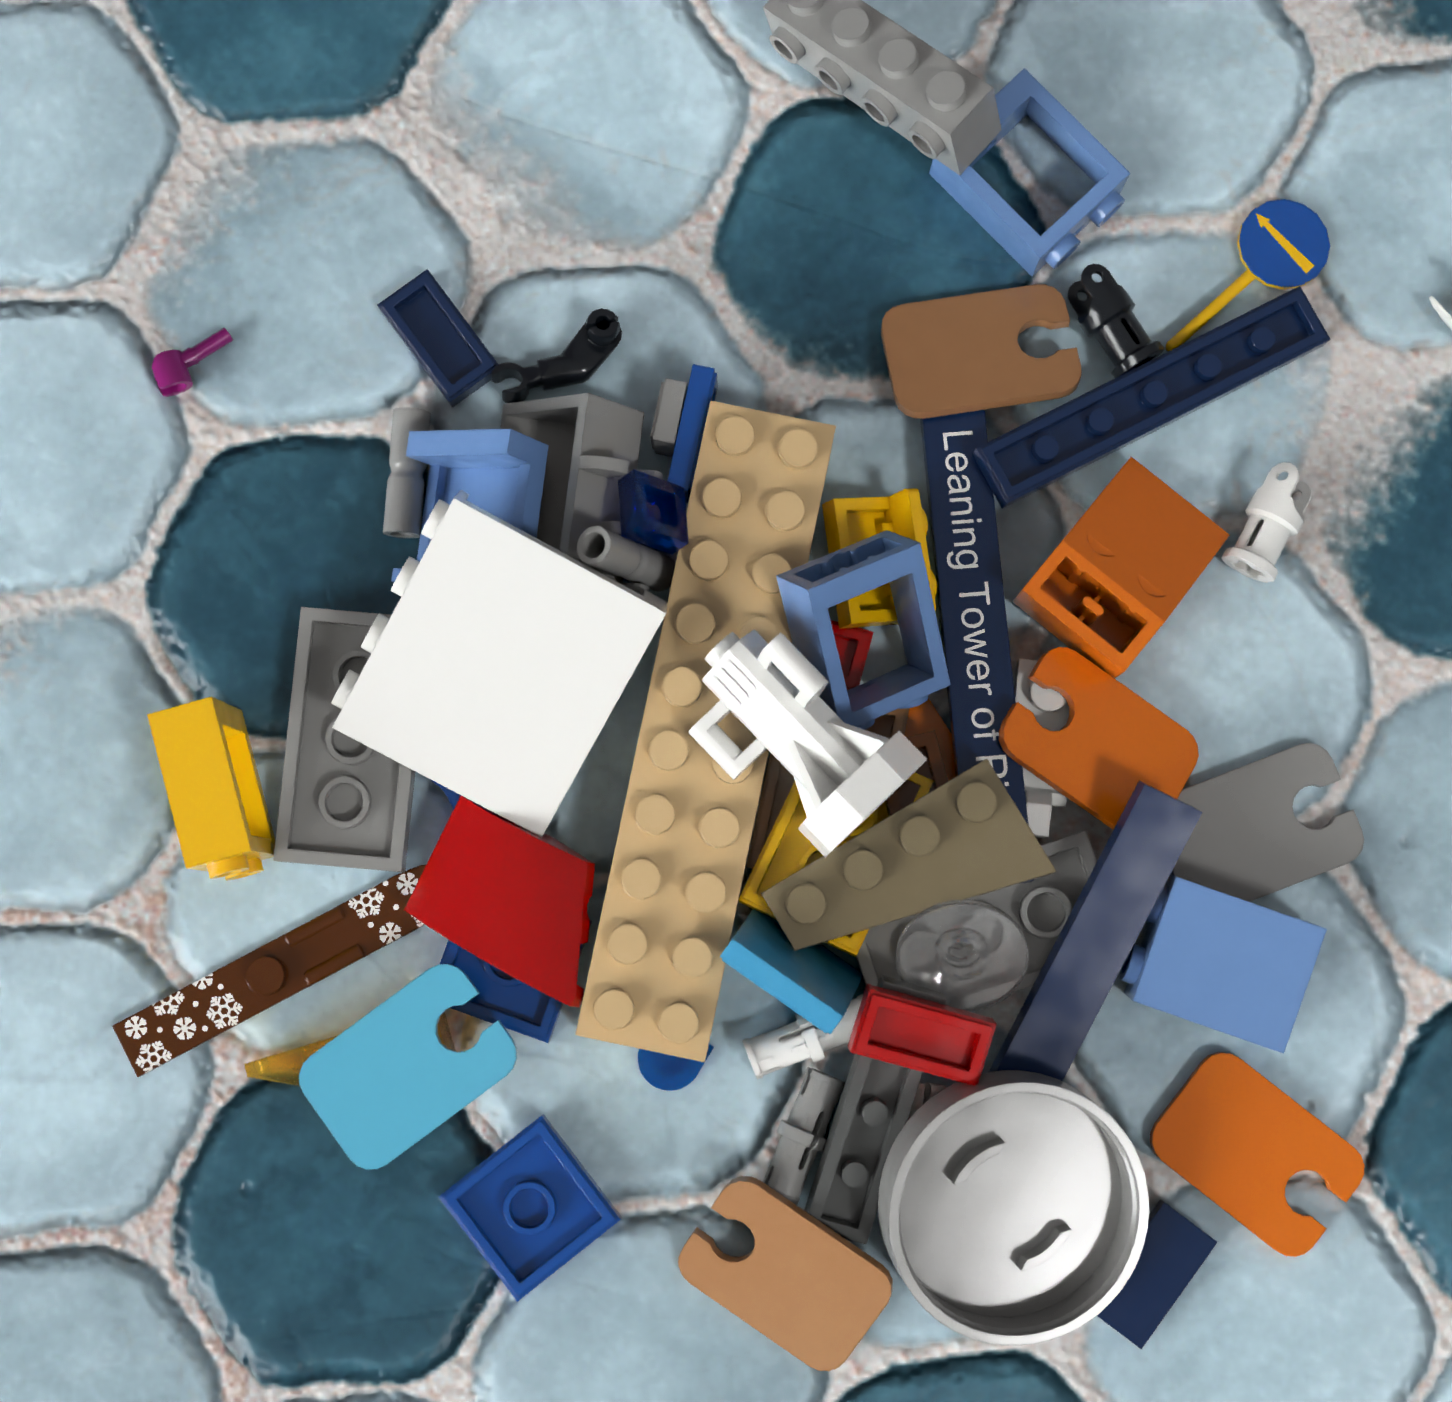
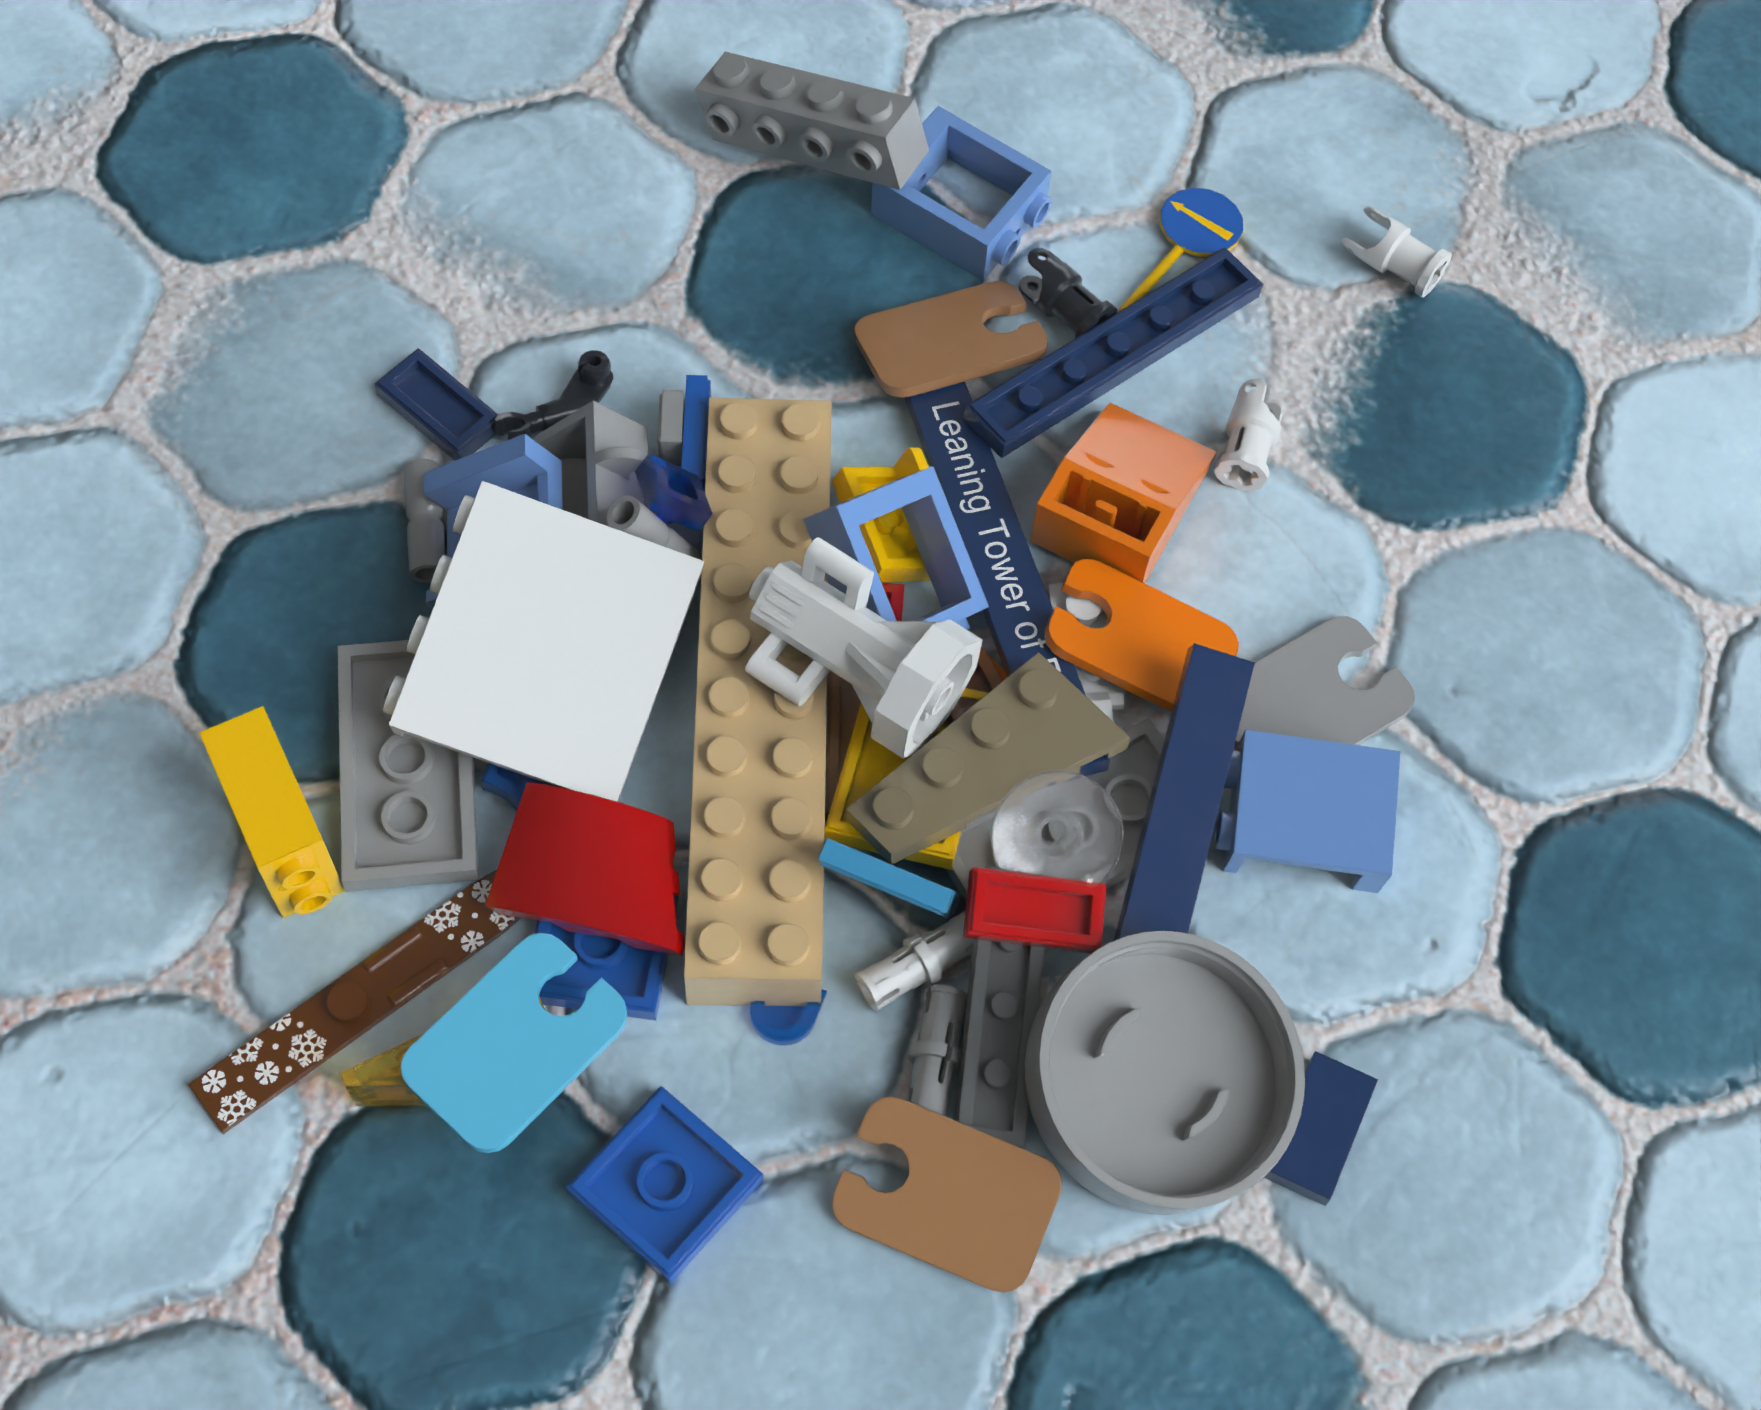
camera: 20 degrees left, 20 degrees down
(172, 365) = (180, 465): magenta hand -> none
(1243, 1142) = (1378, 994): orange piece -> none

